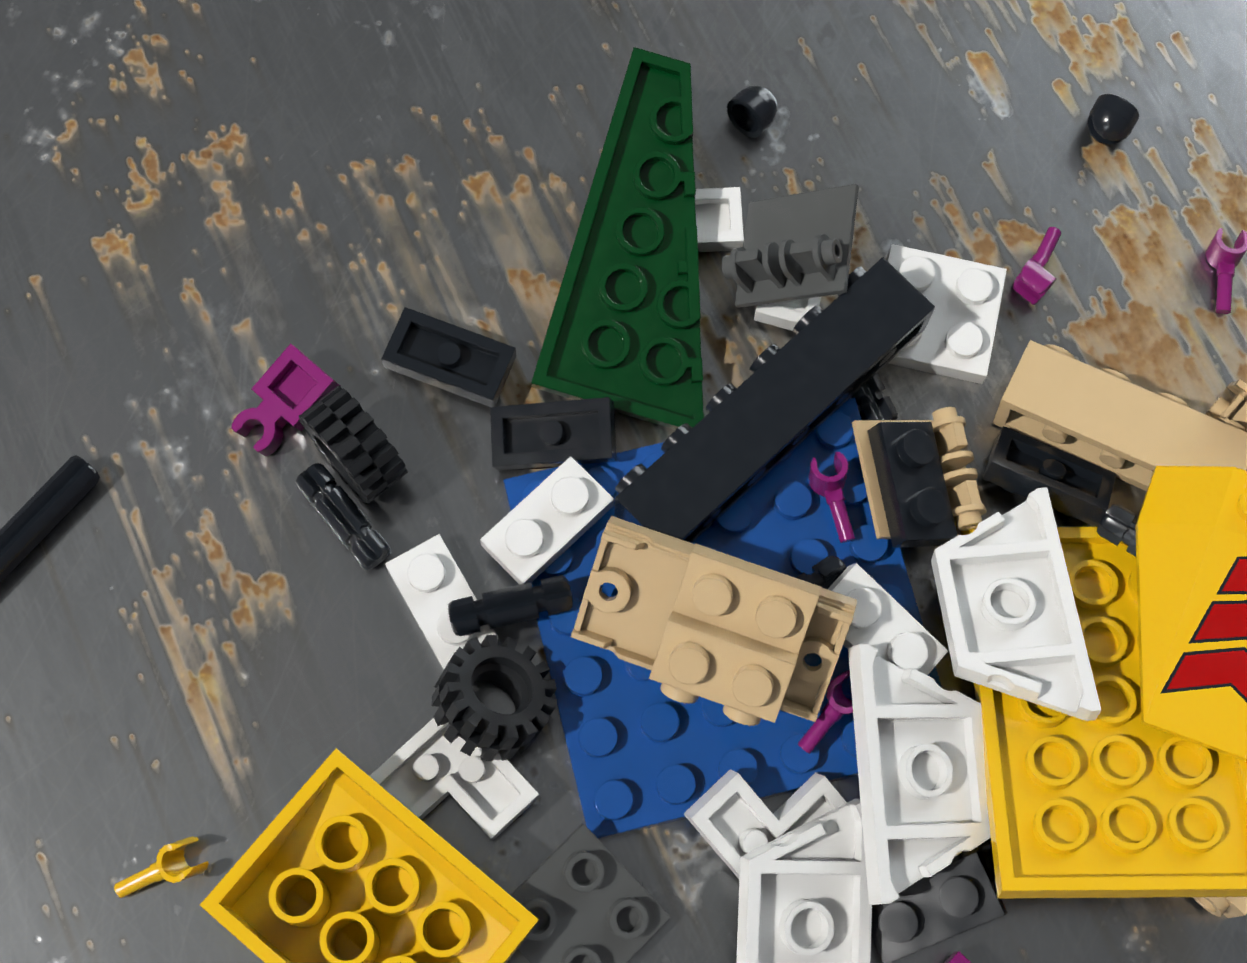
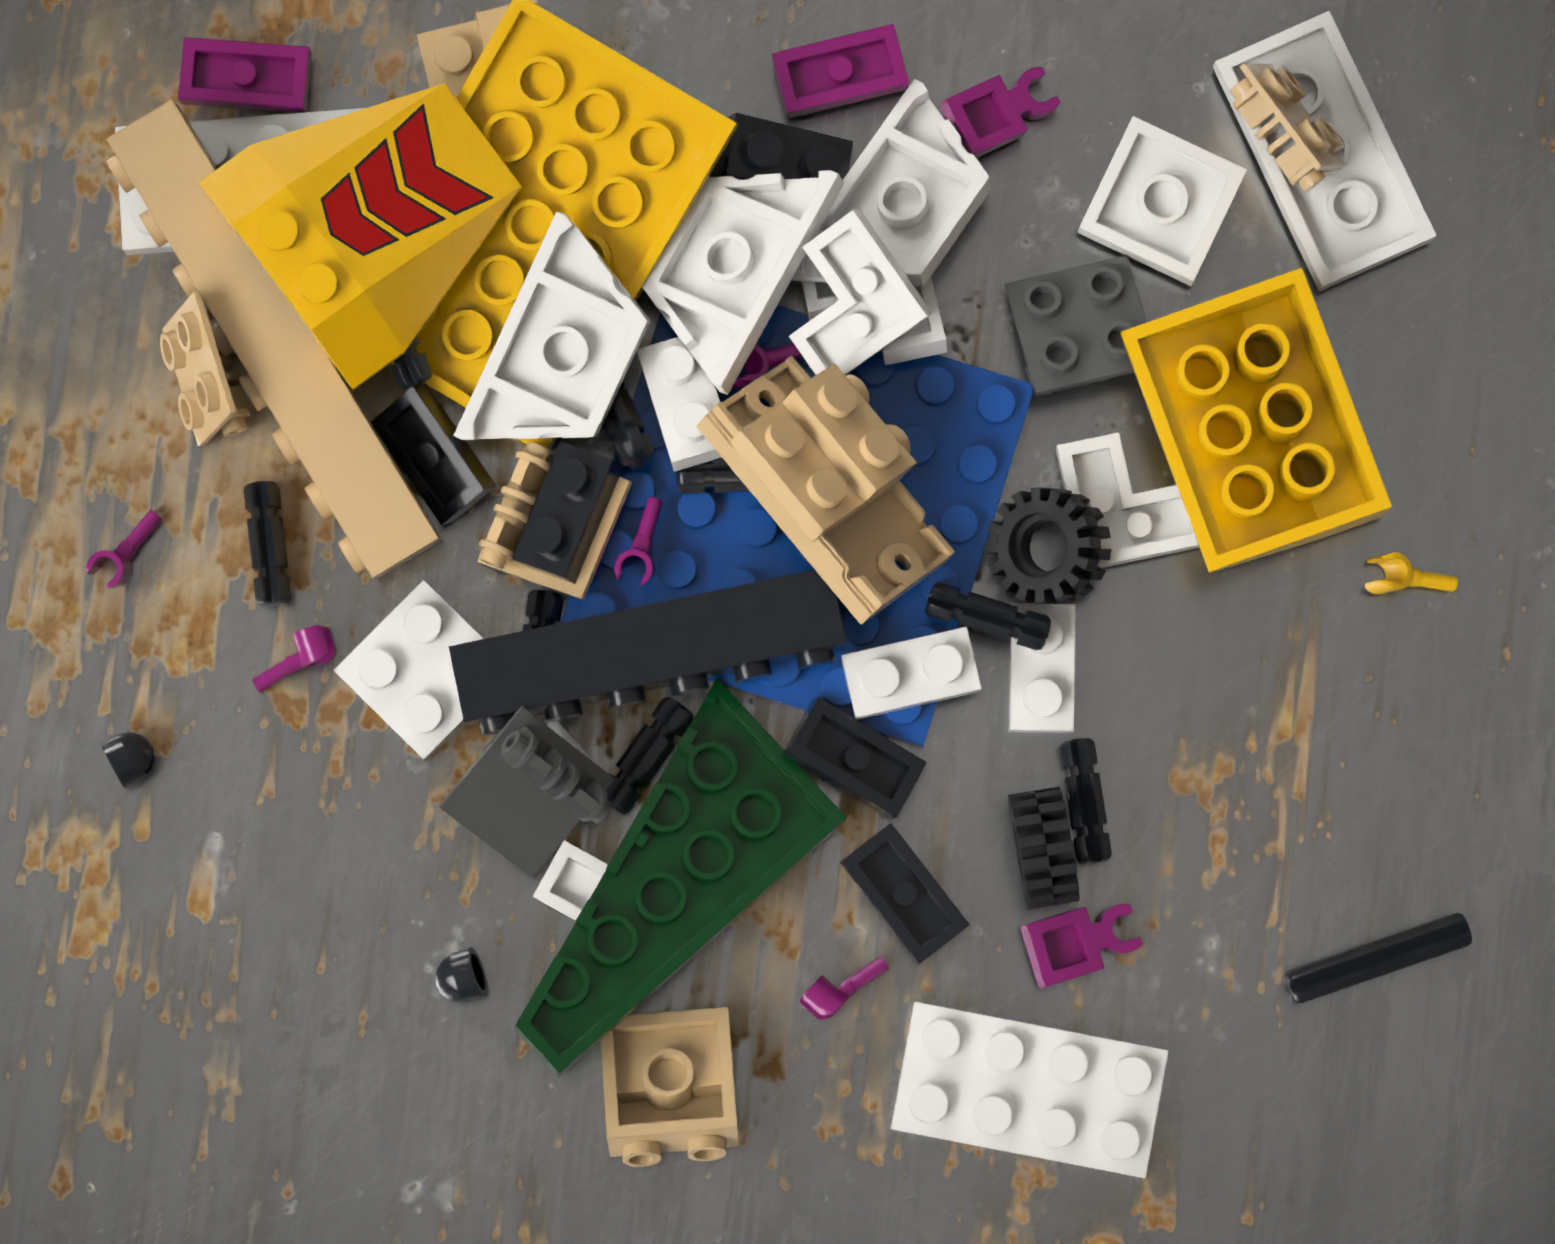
camera: 145 degrees left, 10 degrees up
(262, 274) = (1029, 1089): none -> white plate
(463, 247) = (825, 999): none -> magenta hand
(544, 114) = (670, 1086): none -> tan plate
(721, 342) = (647, 753): none -> black axle
(778, 808) = (873, 296): none -> white plate
(914, 582) = (627, 432): none -> black axle
(1125, 336) = (267, 543): none -> black axle

